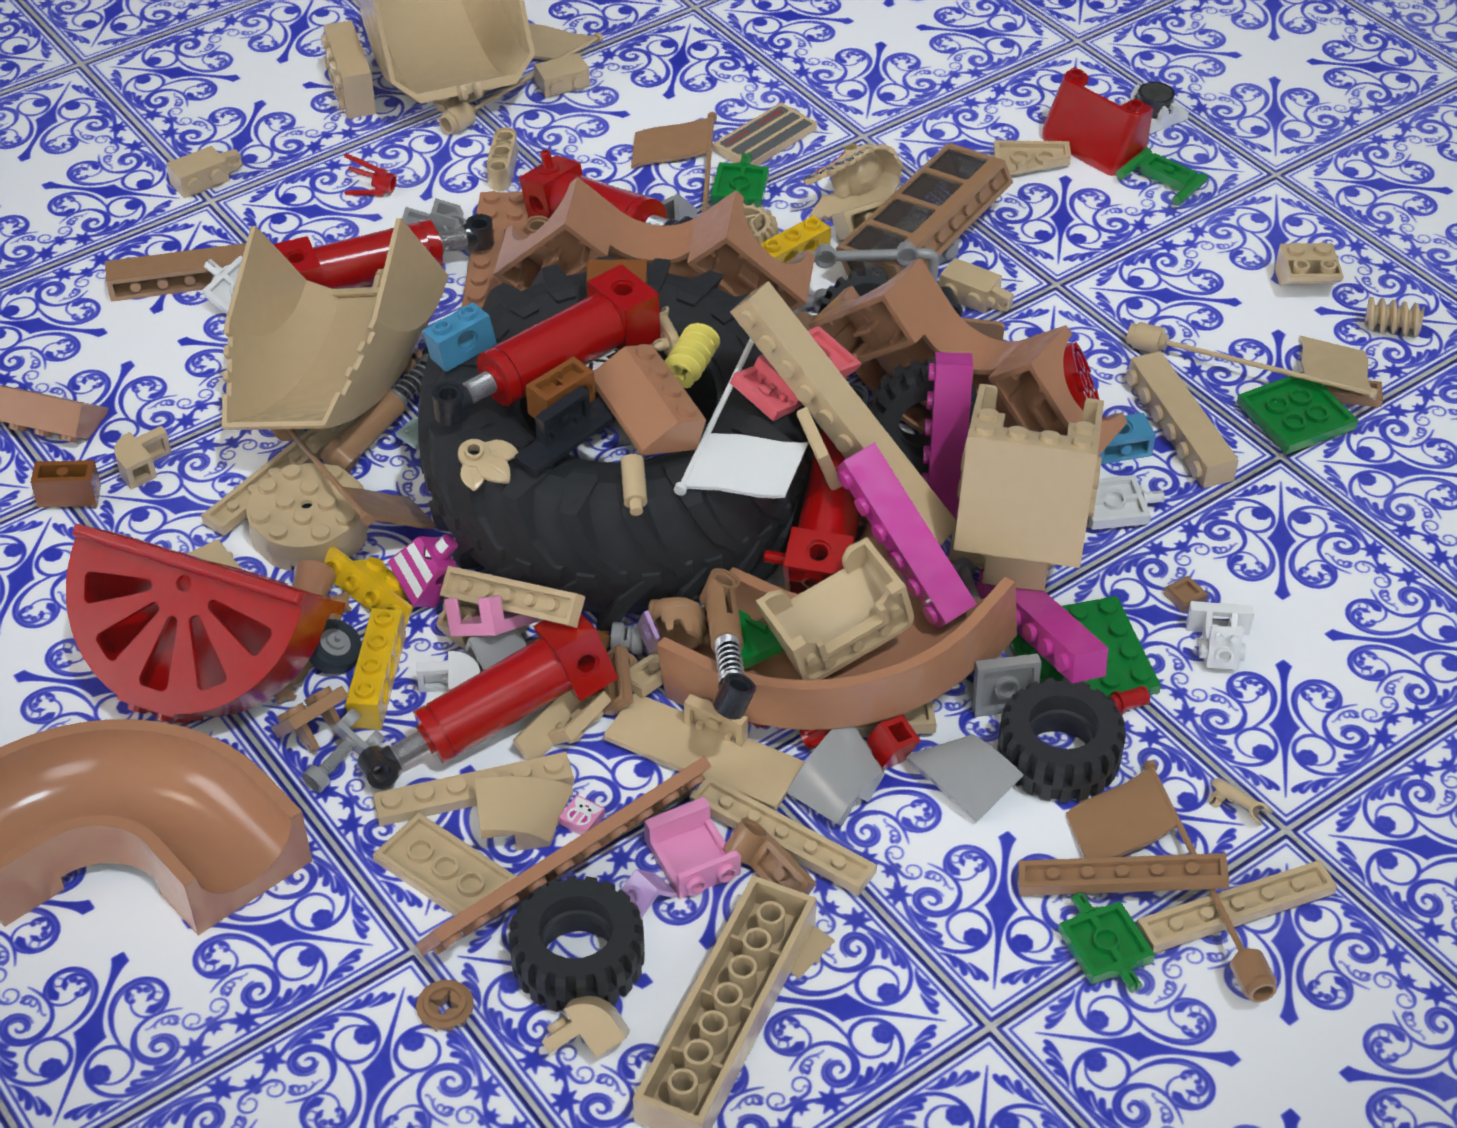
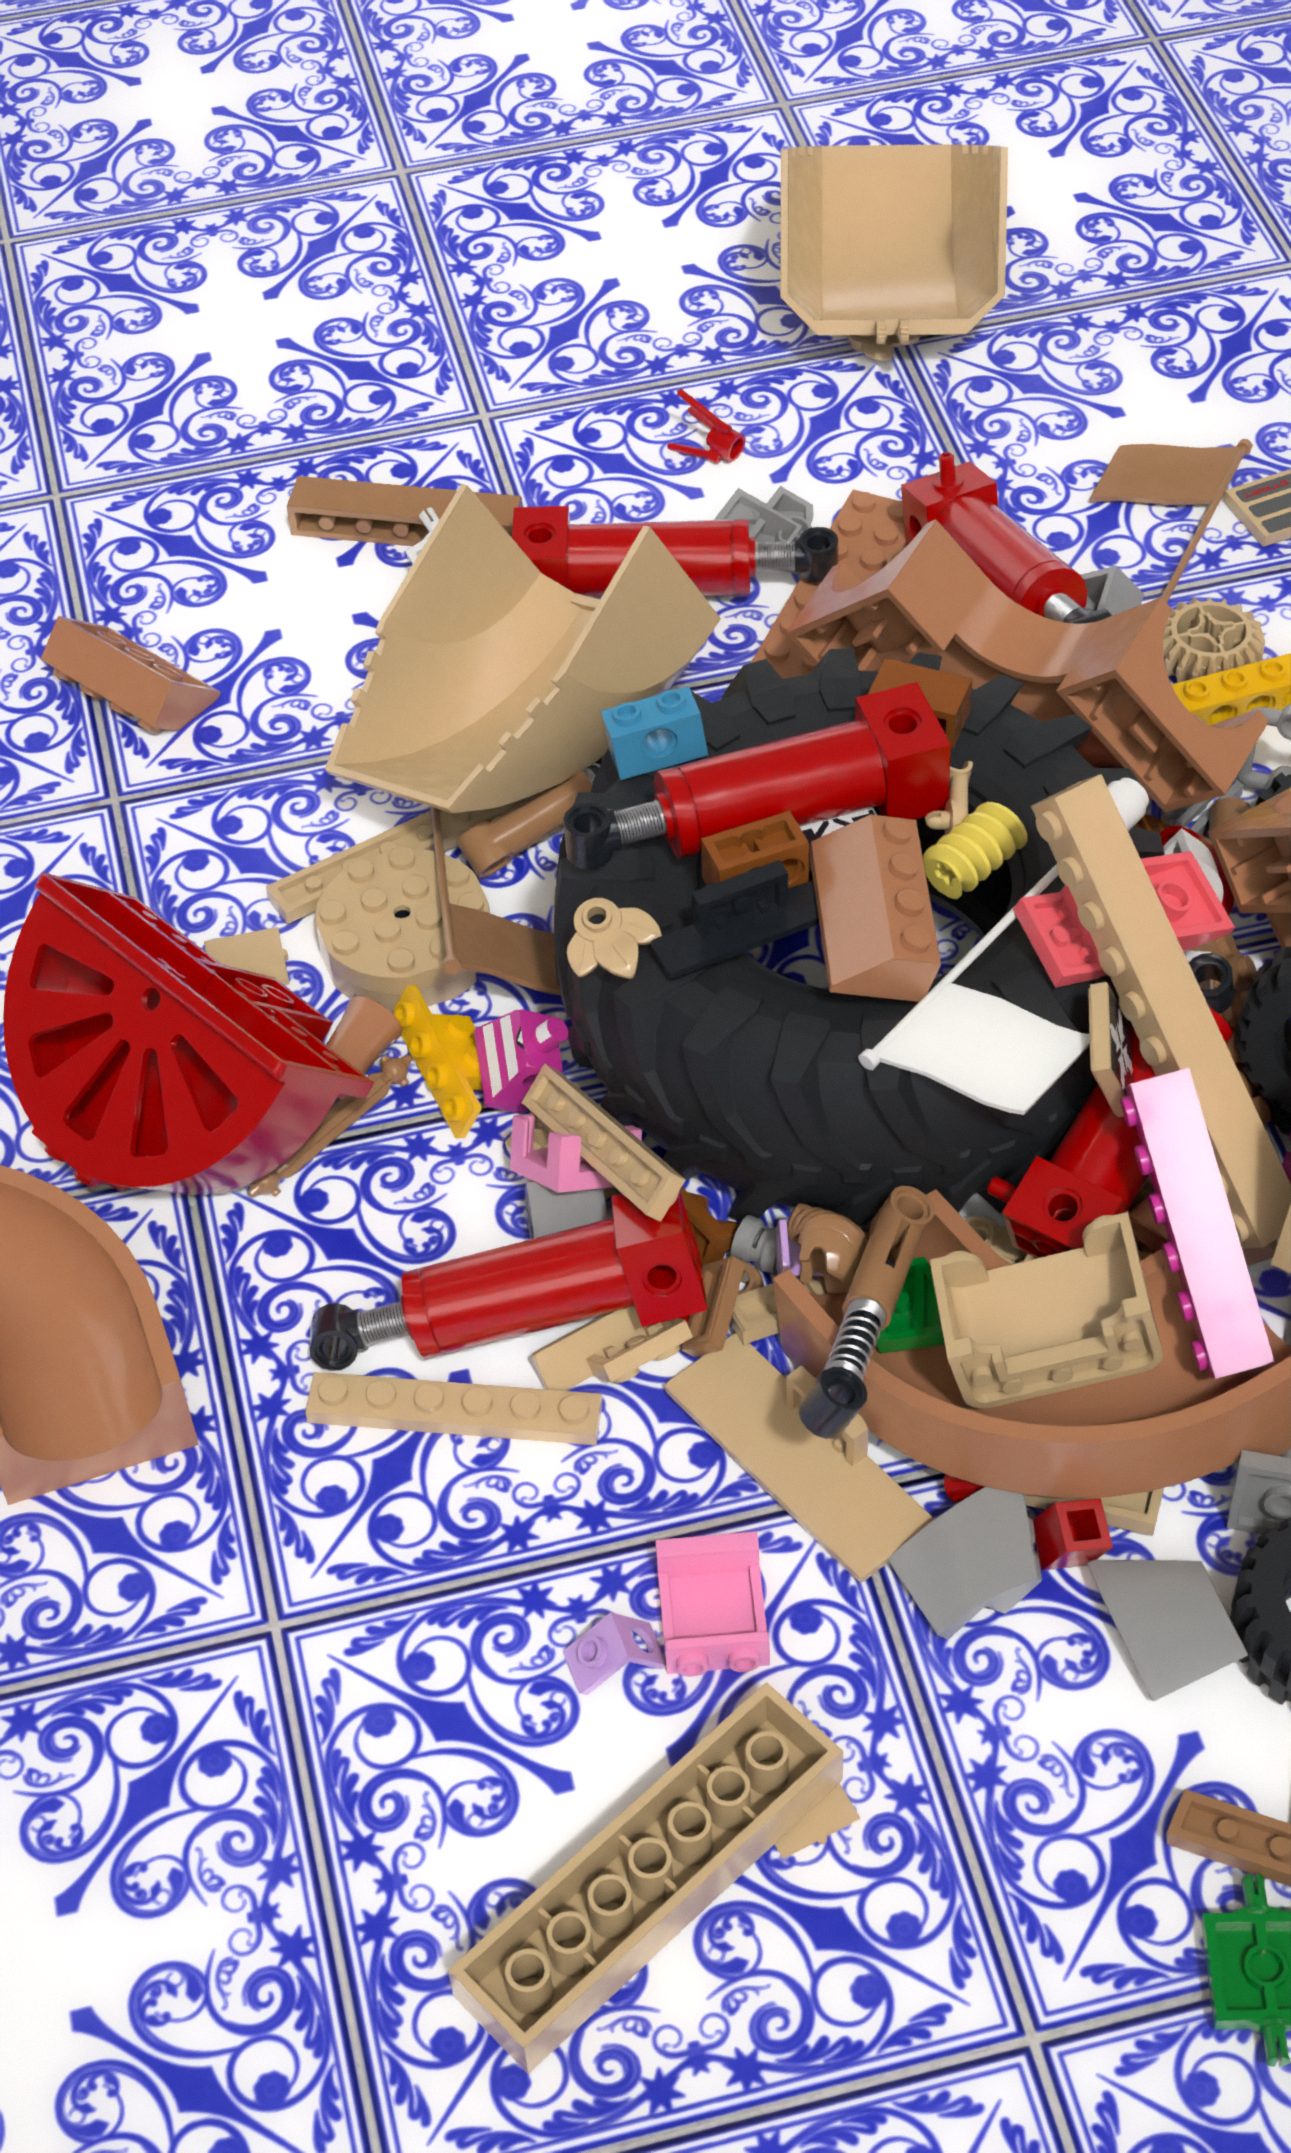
camera: 25 degrees right, 5 degrees up
(65, 483) = (112, 792): dark orange brick -> none
(137, 455) = (220, 771): tan brick -> none
(202, 170) = (488, 368): tan hinge -> none
(297, 717) = (295, 1216): medium nougat plate -> none
(317, 777) = (255, 1322): light grey bar -> none
(337, 648) = (355, 1136): black wheel -> none
(348, 69) = (743, 259): tan brick -> none
(377, 667) = (395, 1186): yellow brick -> none
(437, 995) = (273, 1704): medium nougat gear -> none
(440, 865) = (365, 1520): tan tile -> none
(447, 674) = (486, 1224): white brick -> none
(502, 159) = (905, 445): tan beam -> none
(521, 808) = (498, 1463): tan slope -> none
(548, 45) = (1033, 271): tan flag -> none
(562, 75) = (1048, 332): tan brick -> none
(563, 859) = (507, 1566): nougat plate -> none
(570, 908) = (491, 1760): black tyre -> none
(581, 815) = (583, 1499): tile -> none
(594, 1020) = (450, 1824): tan brick -> none
(634, 483) = (802, 1032): tan cylinder -> none
(742, 177) = (1238, 565): green plate -> none
(768, 857) = (803, 1634): medium nougat plate -> none
(802, 843) = (855, 1629): tan plate -> none

